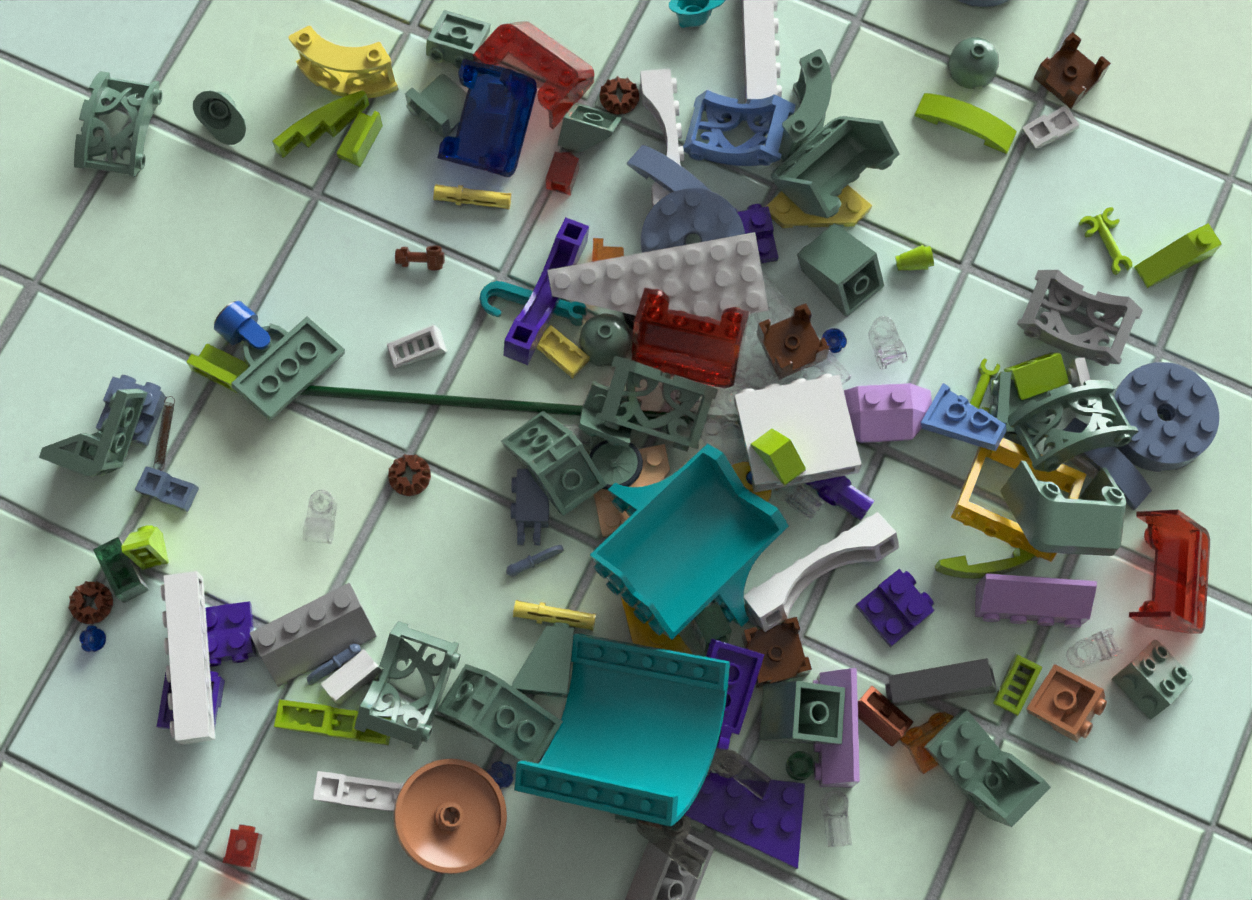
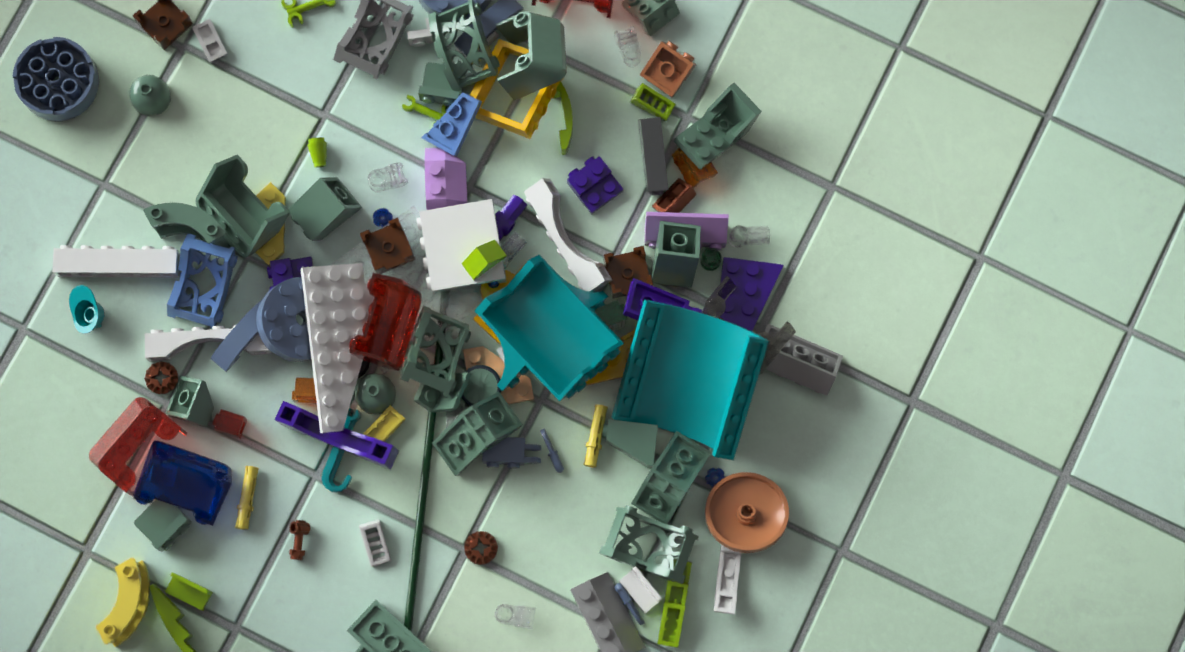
camera: 90 degrees left, 5 degrees up
(456, 38) = (103, 509): sand green plate -> none
(968, 119) = (199, 104): lime slope -> none
(1034, 600) = (593, 84): lavender slope -> none
(1038, 375) = (416, 67): lime panel -> none

